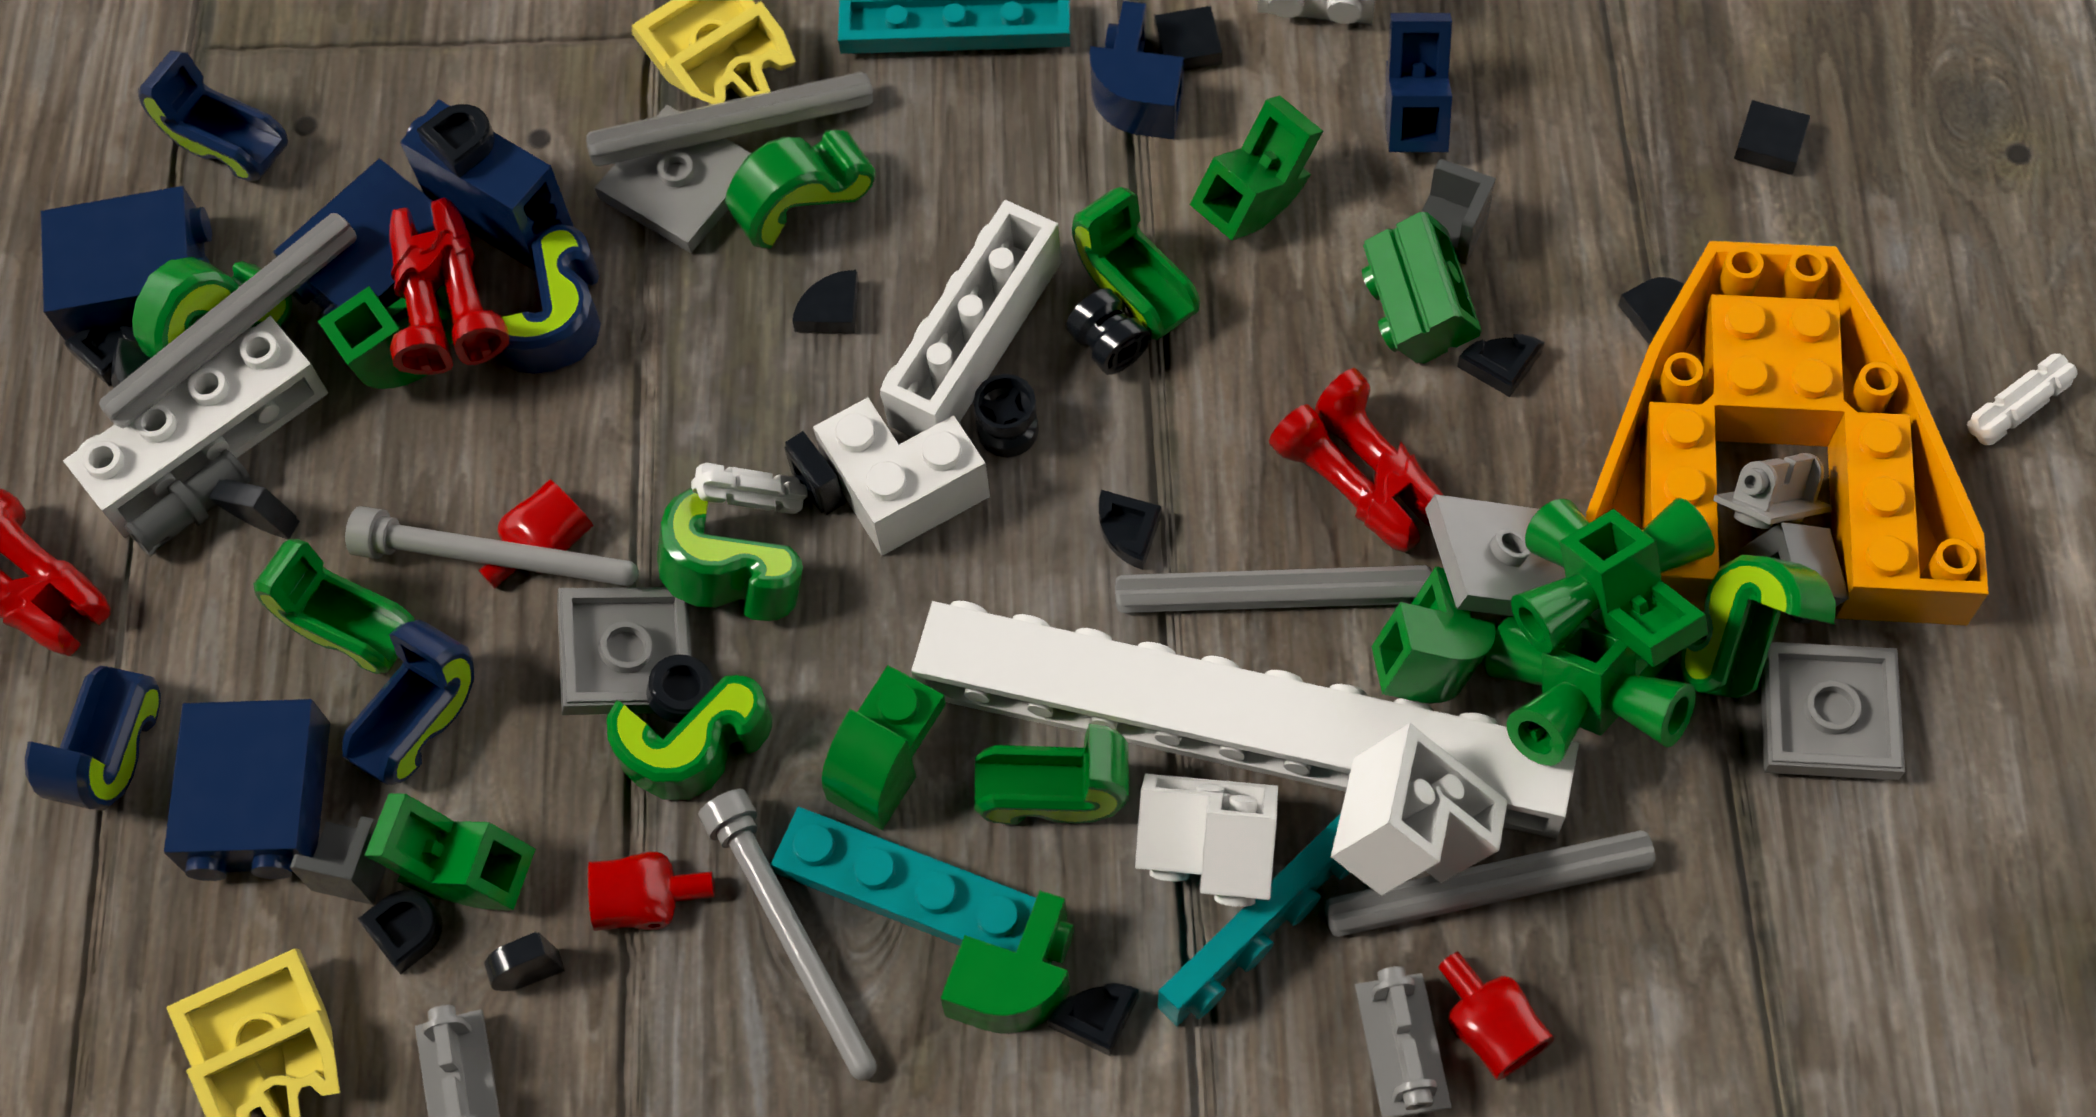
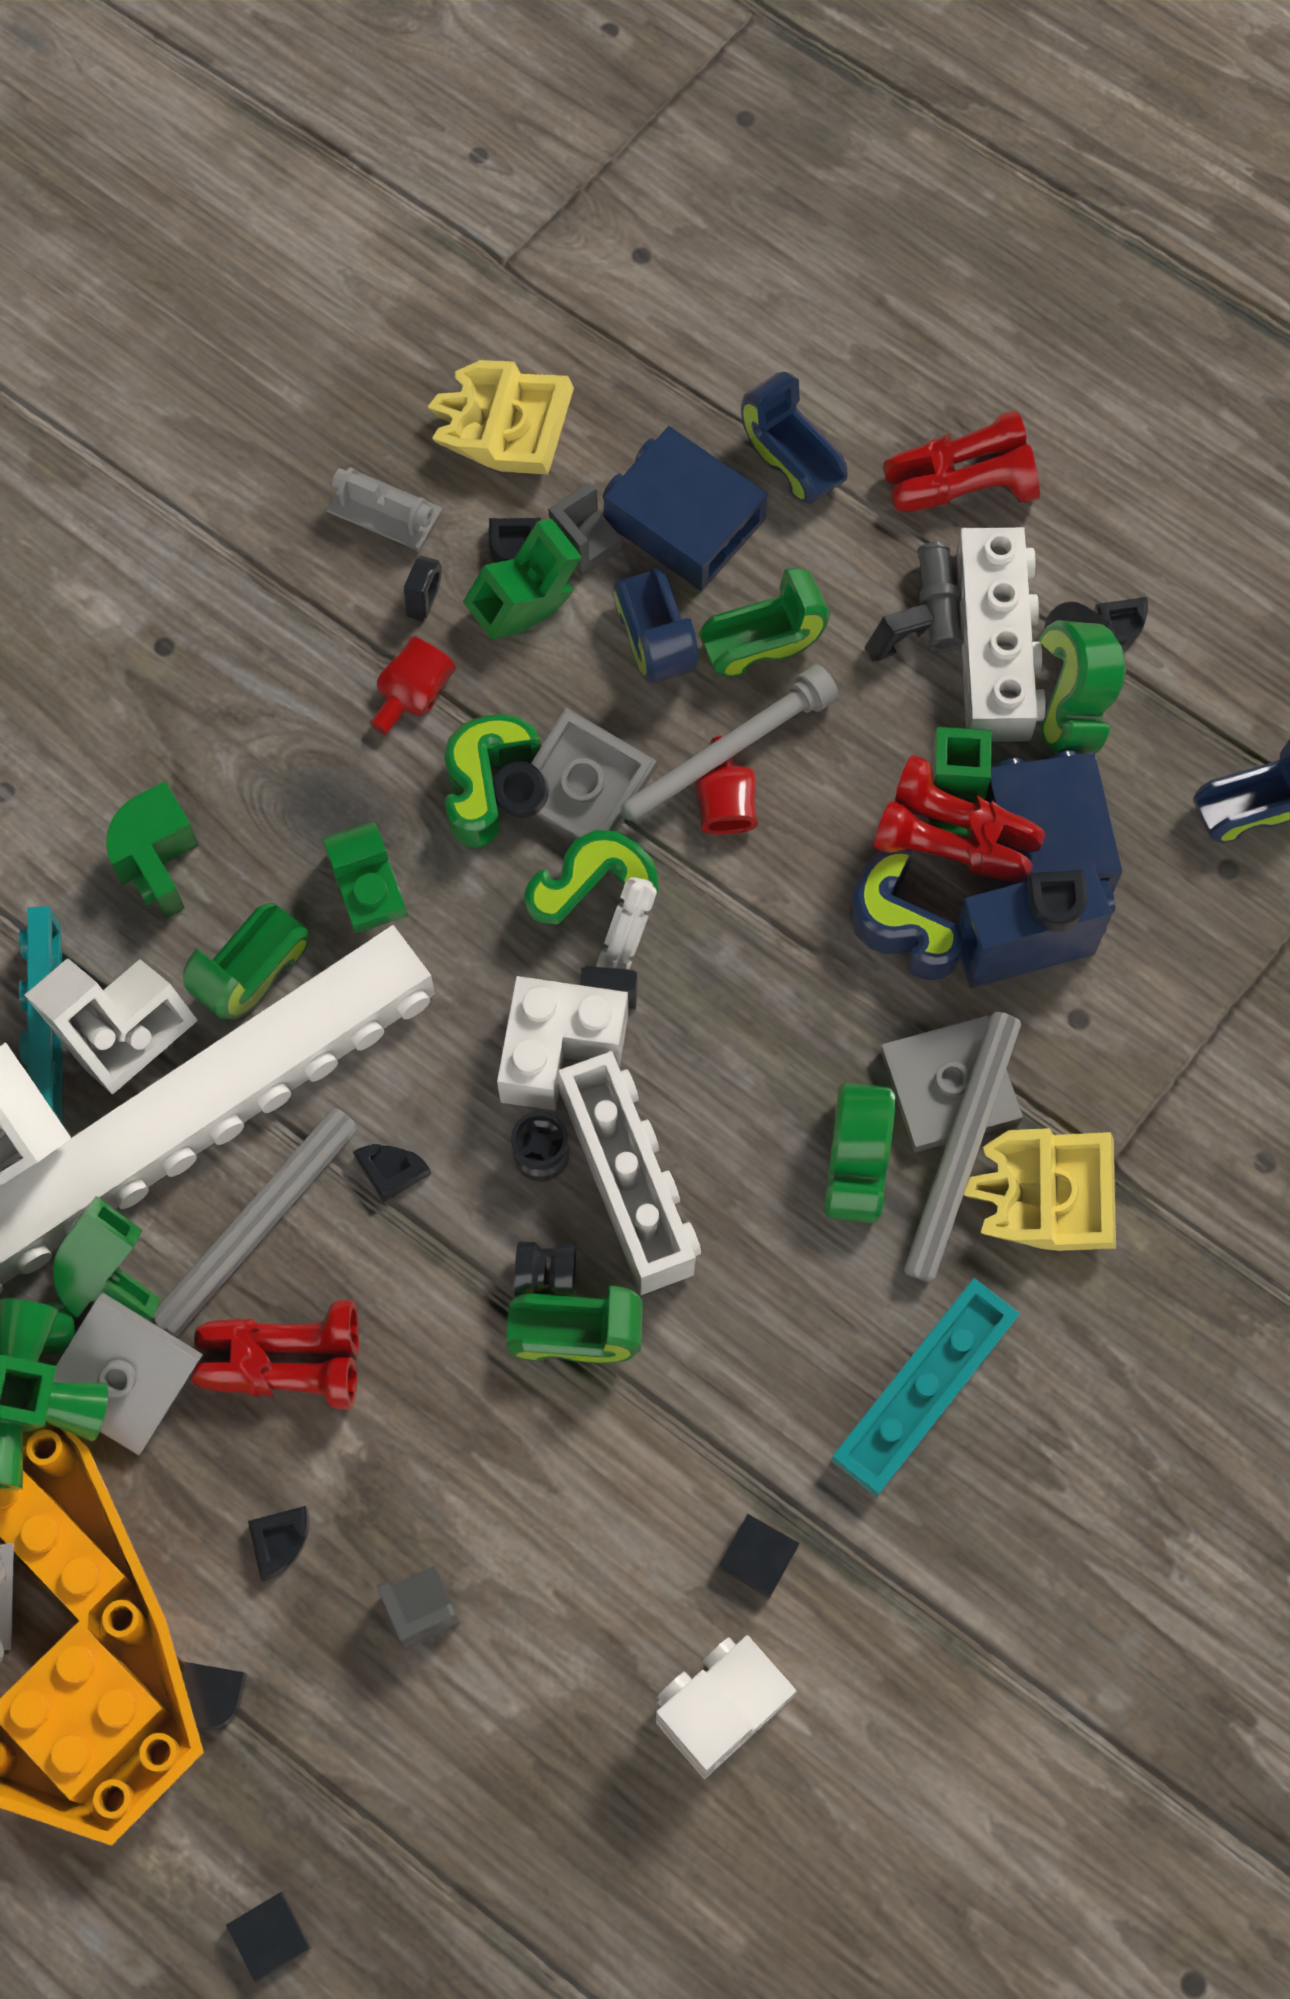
camera: 125 degrees right, 5 degrees up
(107, 248) = (1183, 667): dark blue brick -> none
(227, 320) = (1046, 683): light grey axle -> none
(732, 822) = (403, 762): light grey piece -> none
(829, 305) = (745, 1107): black tile -> none
(900, 882) = (270, 837): teal plate -> none
(1095, 1015) = (88, 882): black tile -> none
(1132, 87) = (745, 1461): dark blue brick -> none
(1263, 176) = (576, 1480): green brick -> none
(1418, 82) = (543, 1675): dark blue brick -> none
(1419, 289) = (374, 1516): green brick -> none

